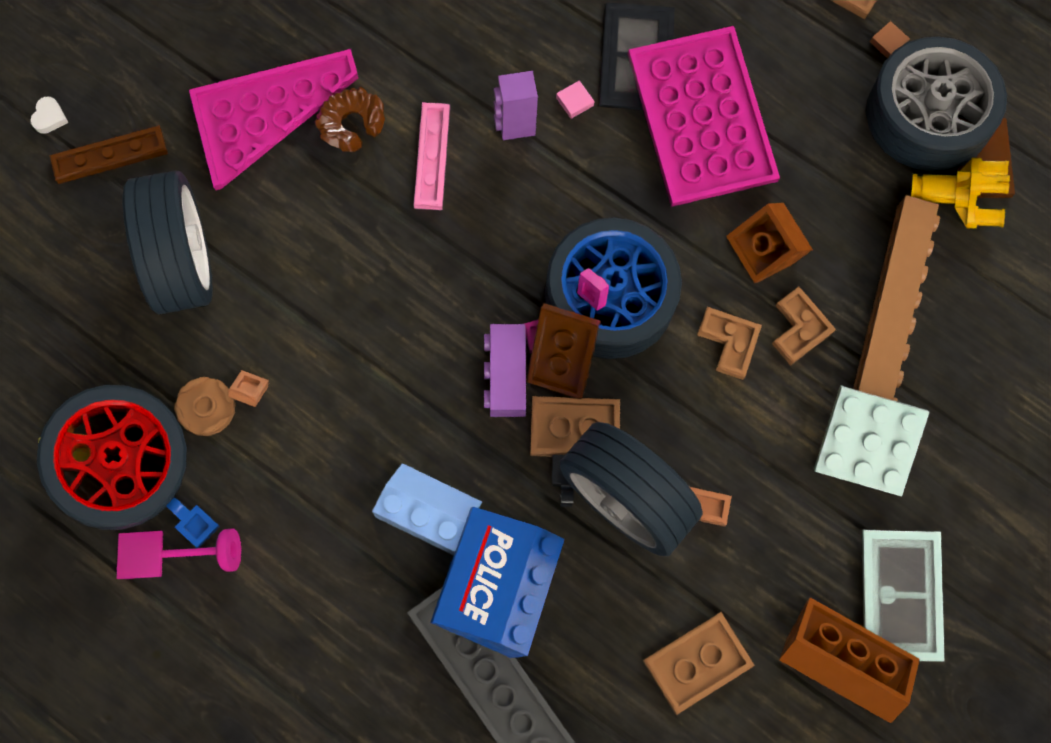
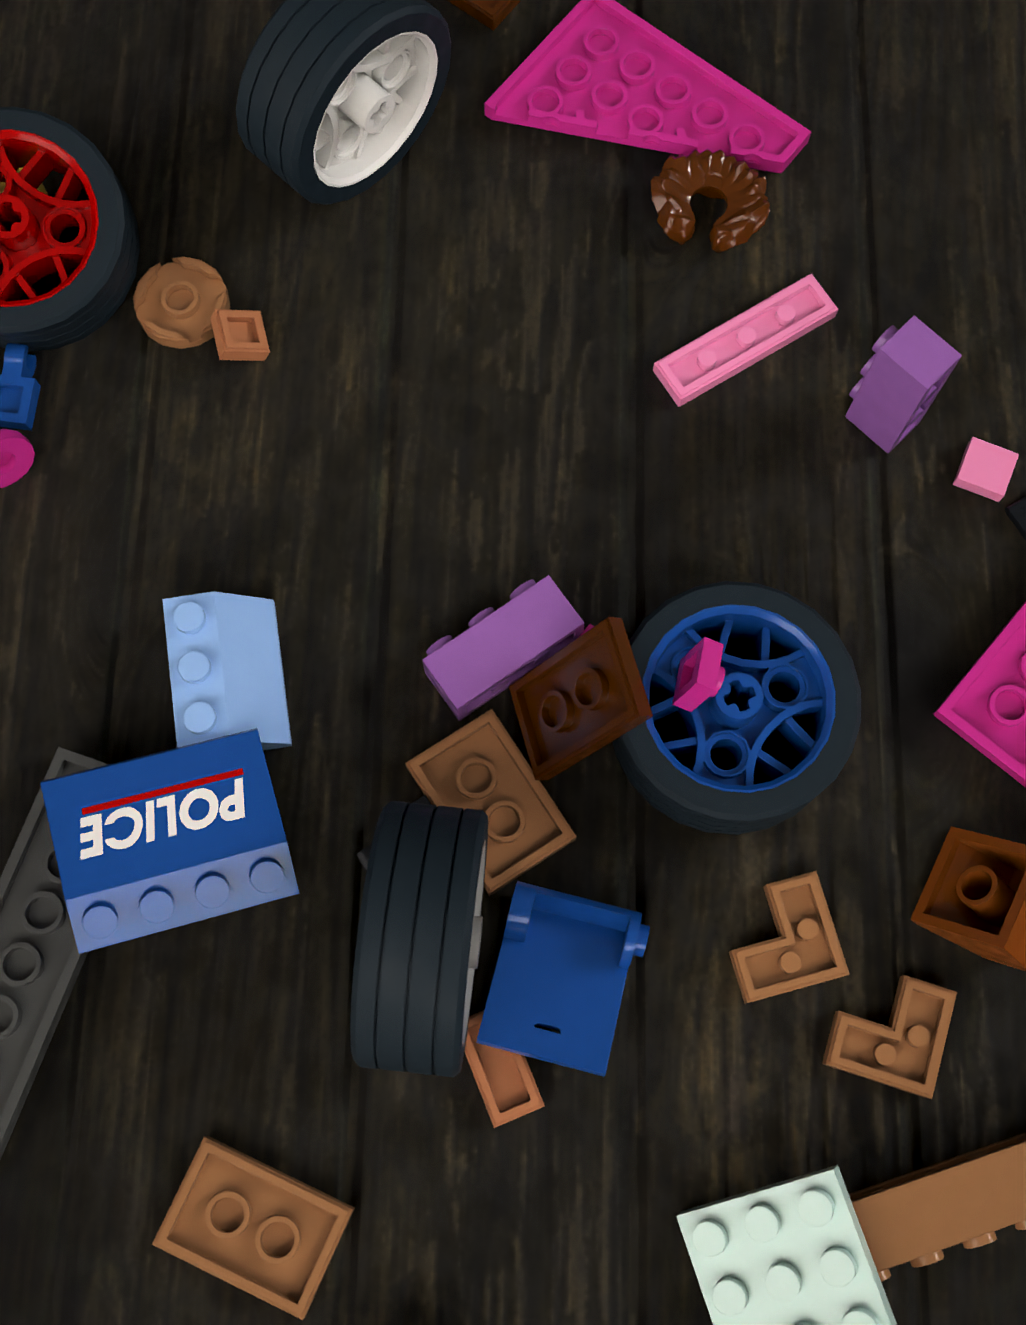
camera: 60 degrees right, 0 degrees up
(684, 443) = (561, 971): none -> blue door

